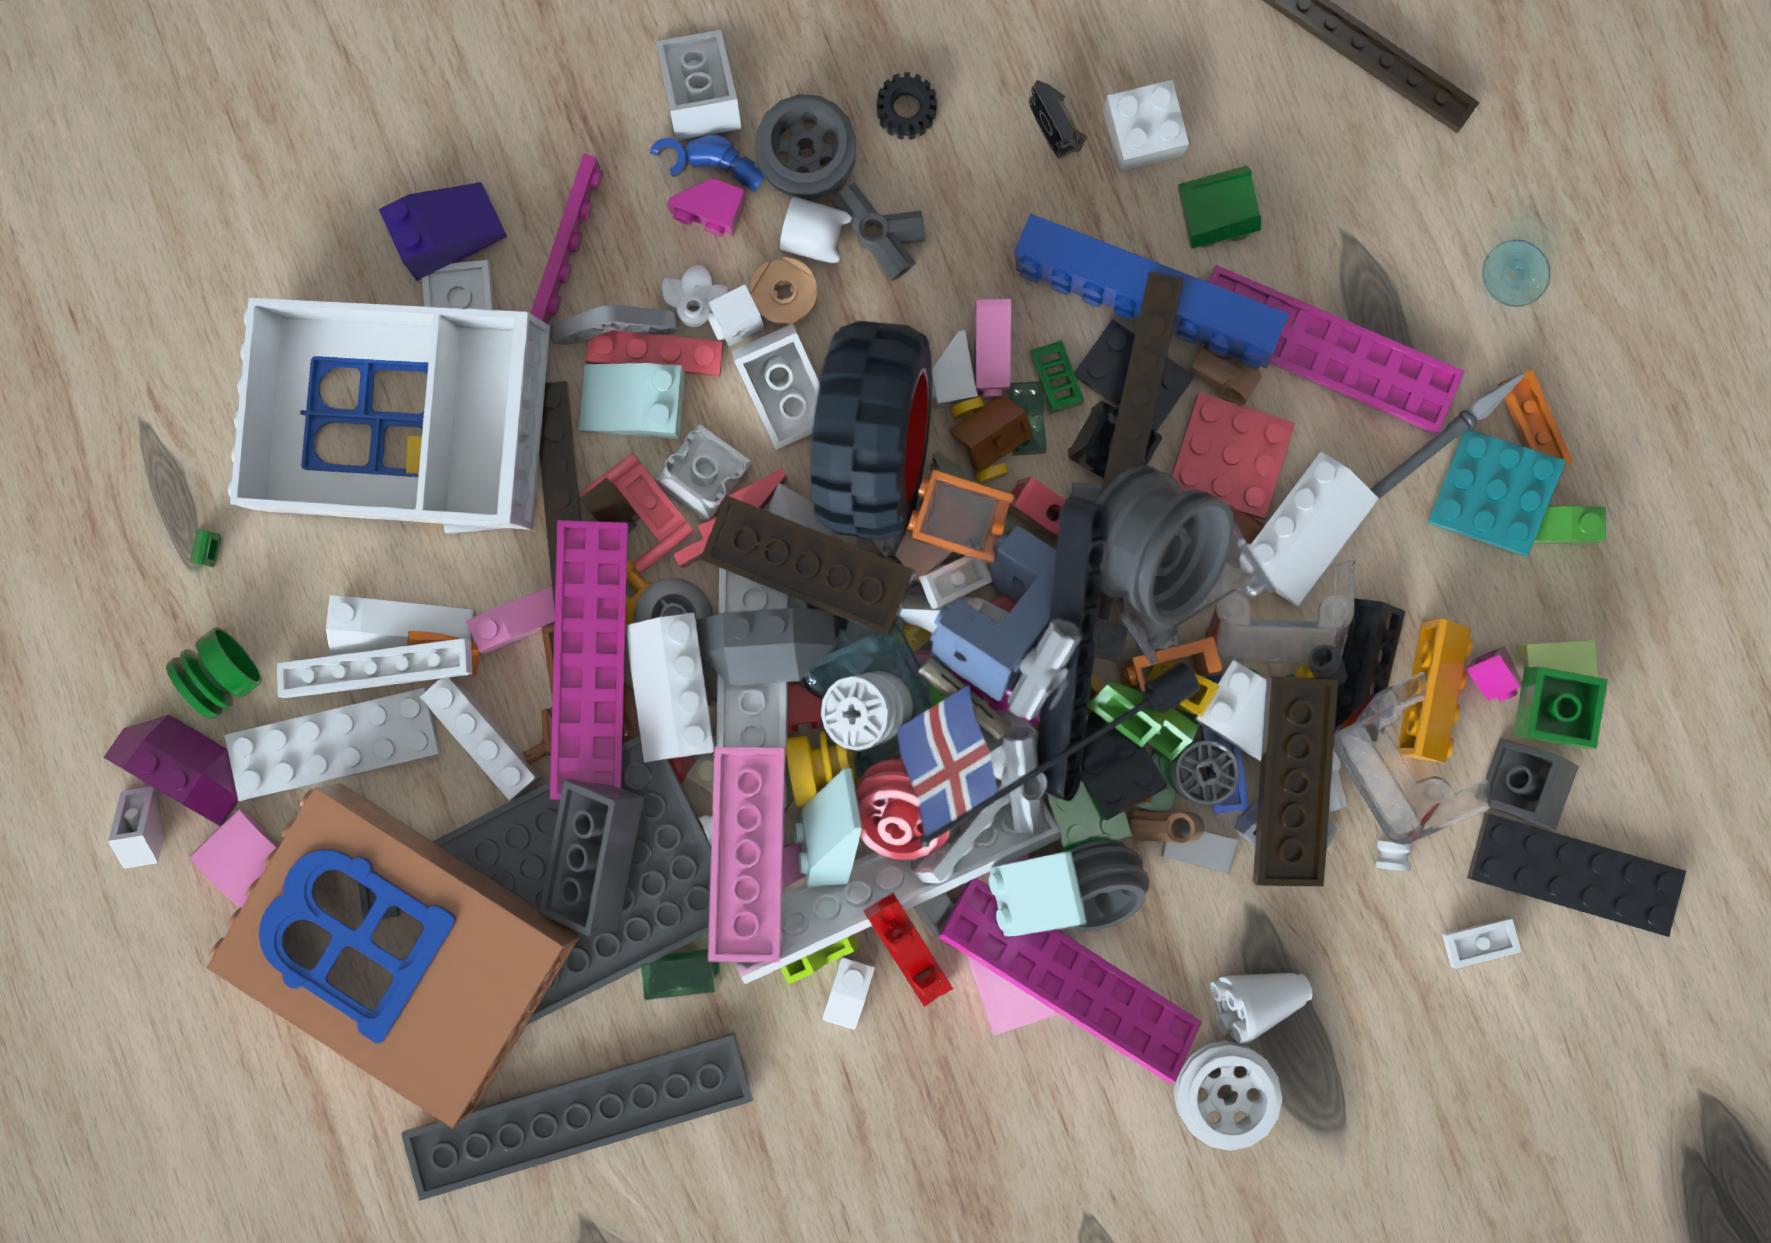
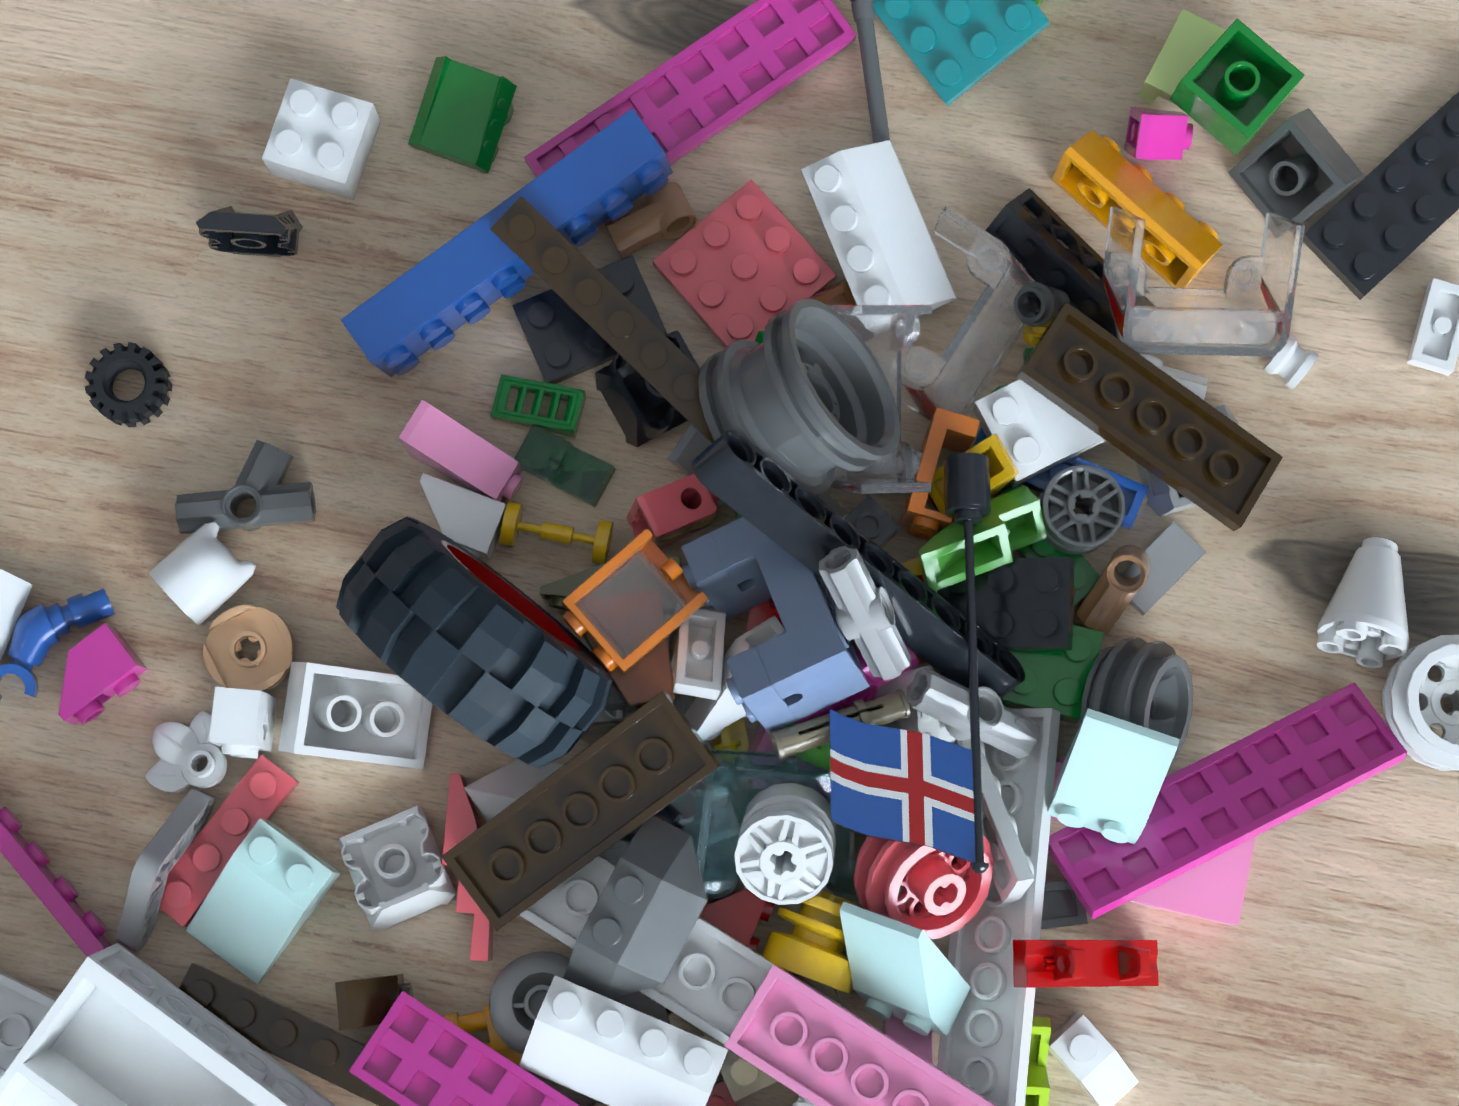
camera: 60 degrees left, 5 degrees down
(650, 505) = (396, 952): coral plate -> none
(812, 180) = (144, 539): dark grey wheel -> none
(993, 432) = (556, 511): dark orange panel -> none

